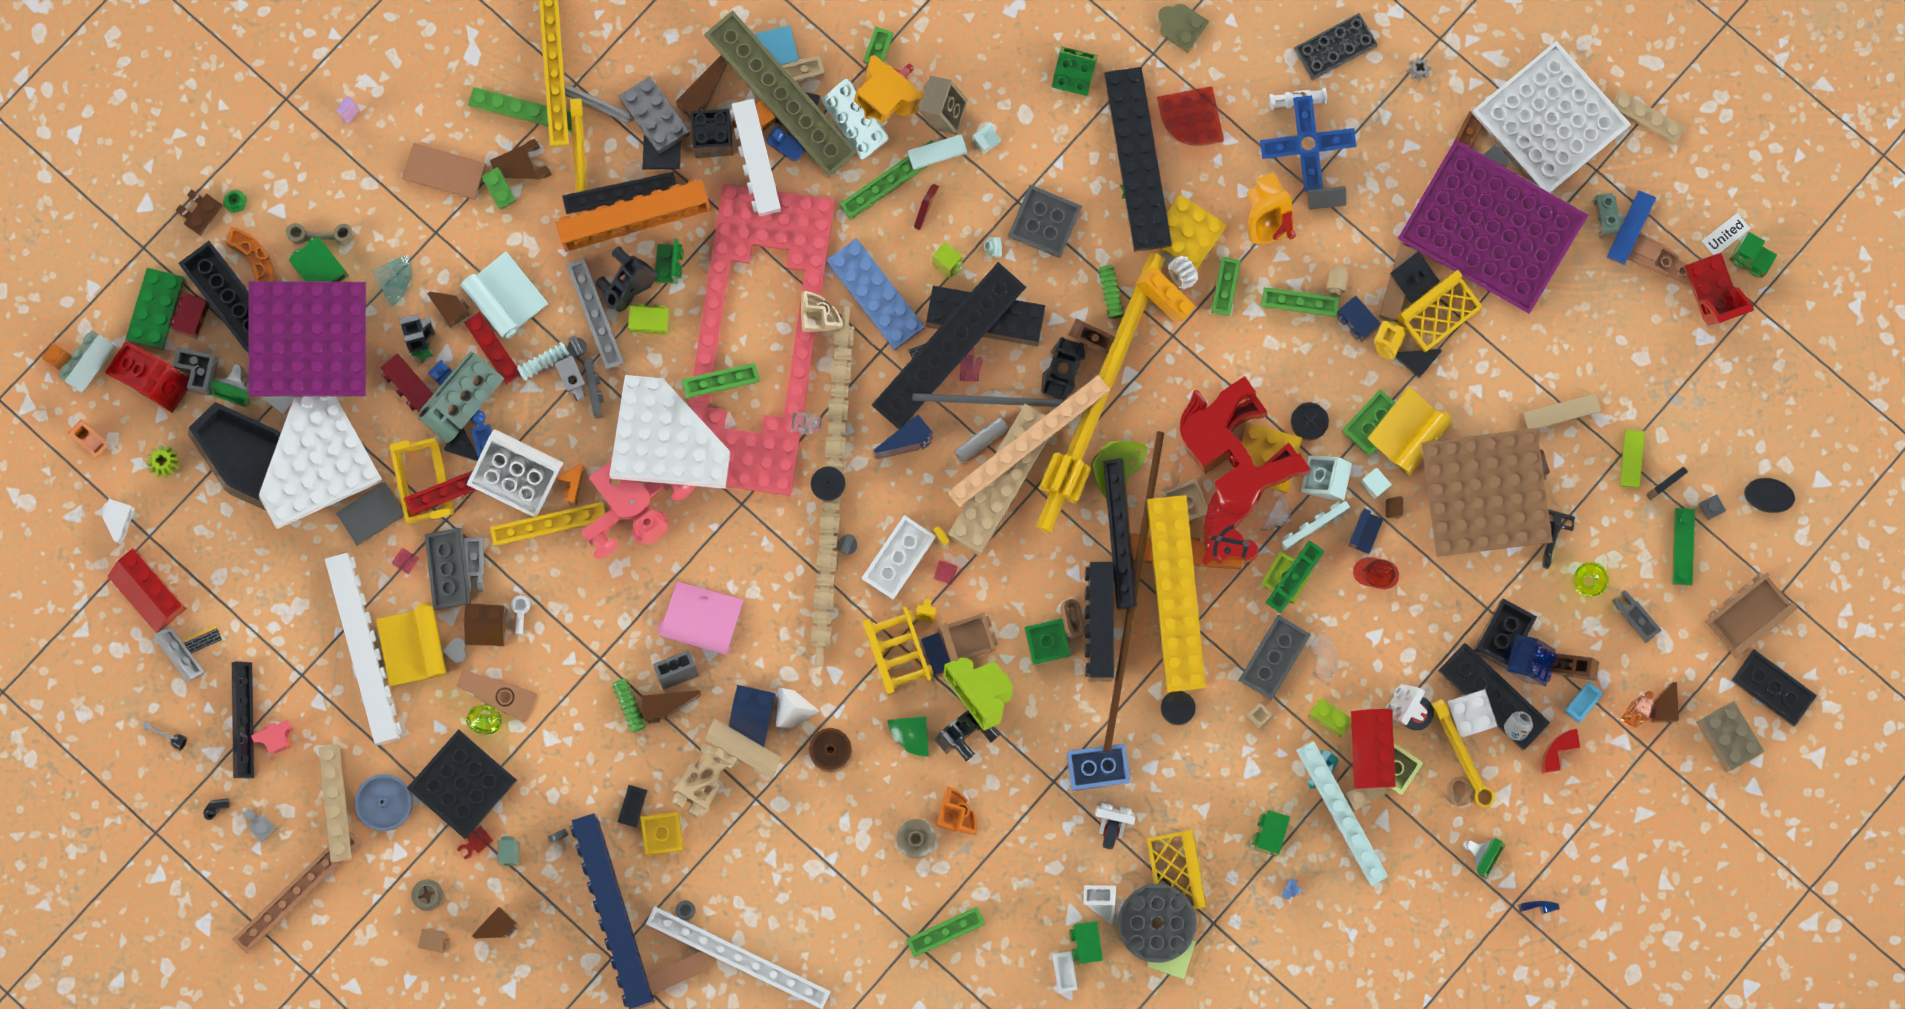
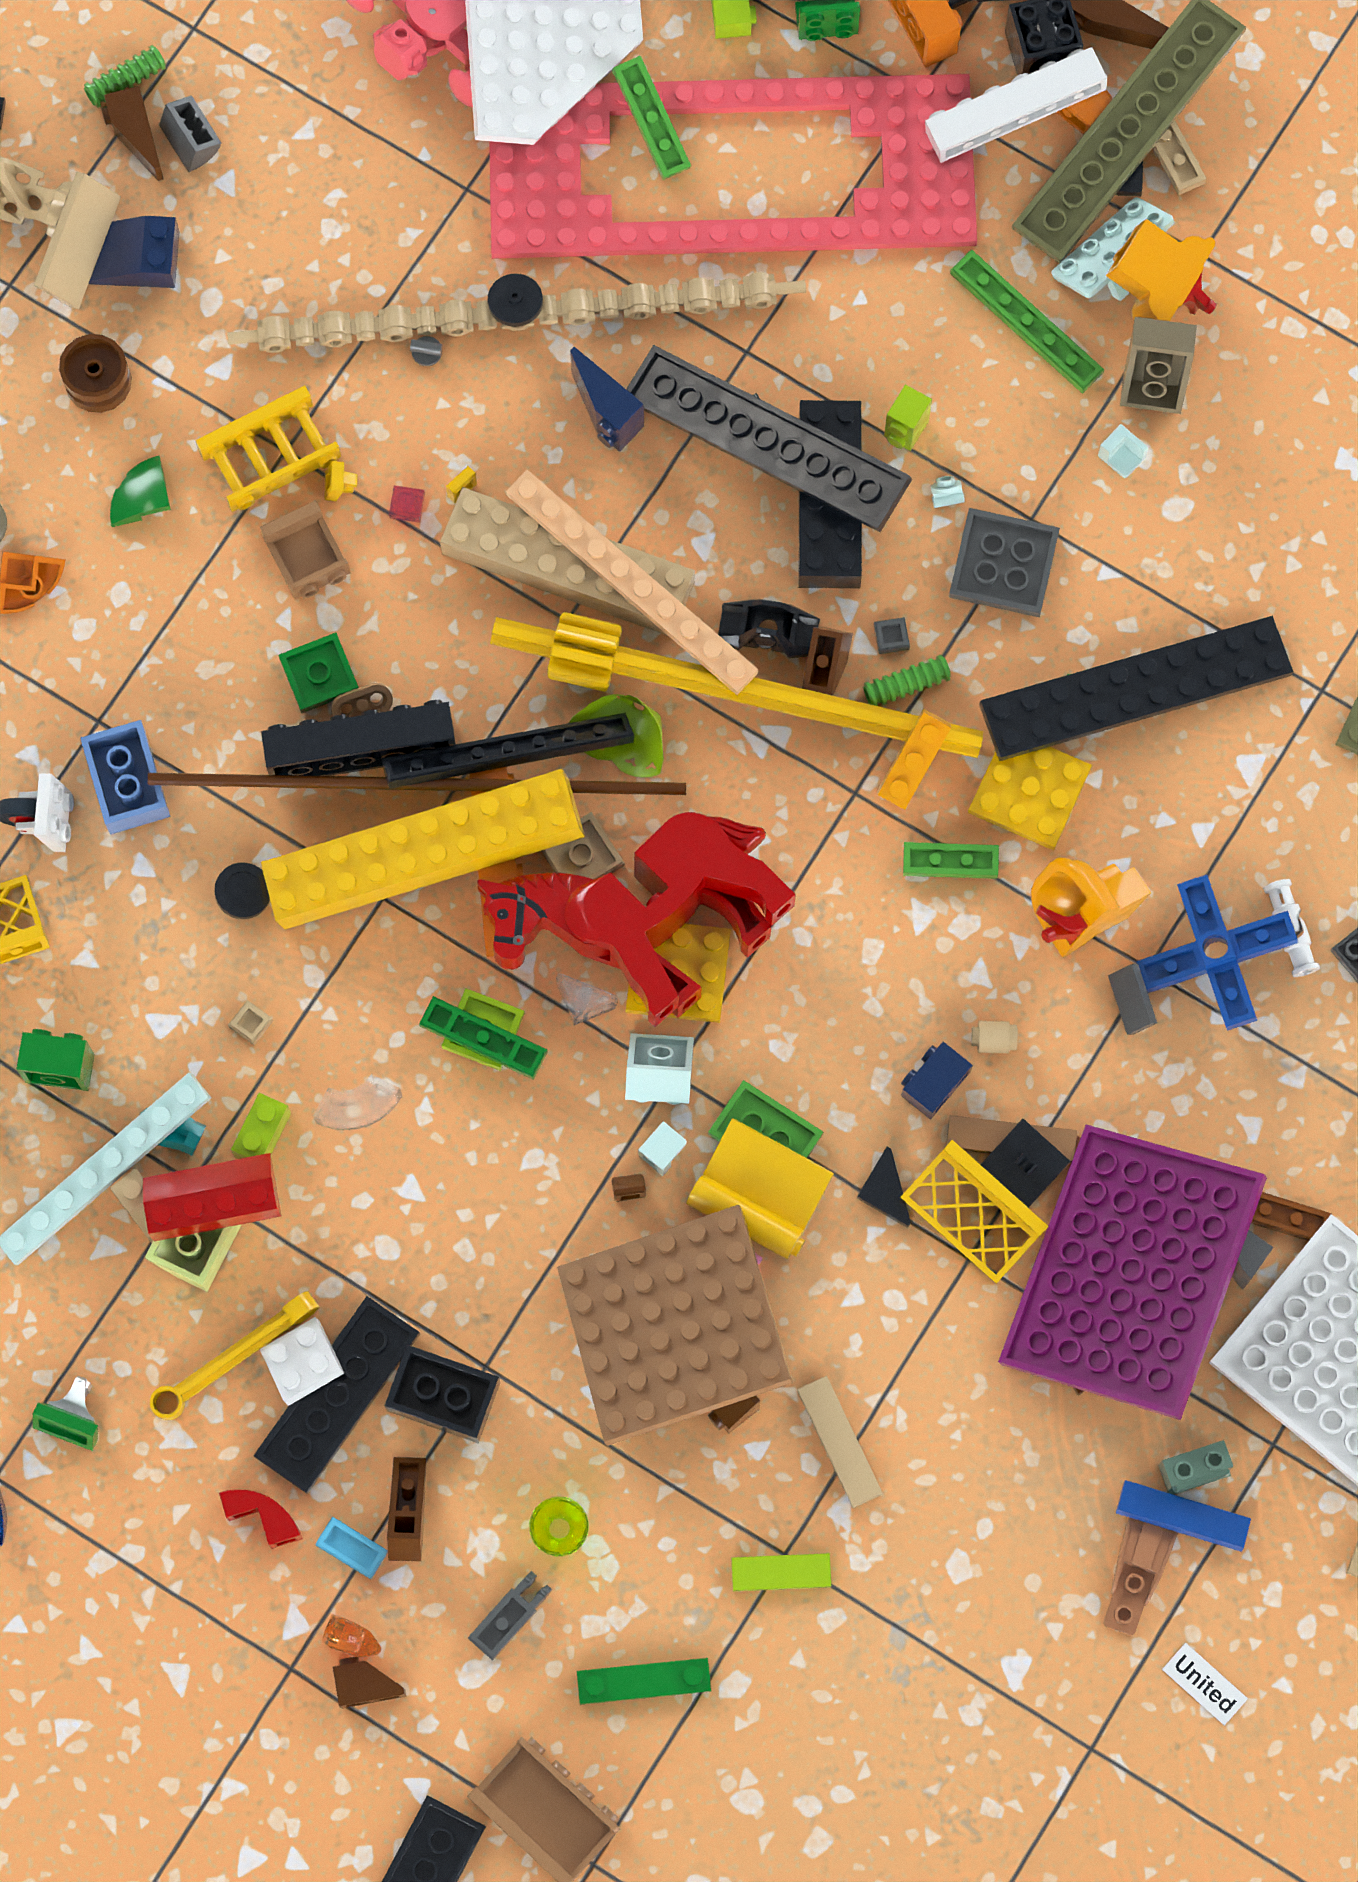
camera: 85 degrees right, 5 degrees down
(701, 618) = (276, 156): bright pink door -> none
(779, 44) = (1210, 118): medium azure tile -> none
(785, 144) = (1052, 152): blue piece -> none
(792, 709) = (155, 311): white slope -> none
(806, 423) = (605, 253): clear brick -> none
(817, 314) = (784, 242): tan brick -> none
(875, 294) = (836, 327): medium blue plate -> none
(879, 44) = (1239, 265): bright green plate -> none
(898, 557) = (417, 428): white plate -> none
(925, 206) = (994, 376): dark red tile -> none
(935, 653) = (272, 507): clear blue tile -> none
(937, 152) = (1084, 378): light aqua tile -> none
(955, 733) = (158, 562): black piece -> none
(967, 371) = (743, 484): clear pink rock -> none
(980, 689) = (220, 577): lime brick -> none
(981, 440) = (626, 520): light grey axle -> none
(986, 400) = (691, 512): dark grey piece -> none
(1074, 71) = (1265, 567): green bracket -> none
(1078, 296) = (891, 635): none -> dark grey tile
(1183, 272) = (958, 785): white gear -> none
(1191, 116) = (1226, 764): clear red plate -> none
(1274, 657) = (348, 1029): dark grey plate -> none
(1300, 302) = (947, 982): bright green plate -> none
(1307, 529) = (568, 1049): light aqua plate -> none
(1309, 421) = (750, 1030): black tile -> none
(1365, 531) = (581, 1145): dark blue panel -> none
(1376, 573) = (511, 1167): clear red piece -> none
(1389, 339) = (910, 1133): yellow piece -> none
(1411, 707) = (293, 1257): white plate -> none
(1450, 793) = (161, 1374): medium nougat piece -> none
(1518, 725) = (287, 1433): light grey head -> none
(1531, 660) = (398, 1435): clear blue piece -> none
(1556, 526) = (639, 1455): black piece -> none
(1666, 483) = (743, 1630): black tile -> none
(1712, 507) = (721, 1722): dark grey plate -> none
(1715, 291) = (1100, 1672): red bracket -> none
(1730, 736) = (326, 1802): dark tan brick -> none
(1753, 256) = (1172, 1731): green brick -> none
(1769, 495) = (757, 1818): black piece -> none

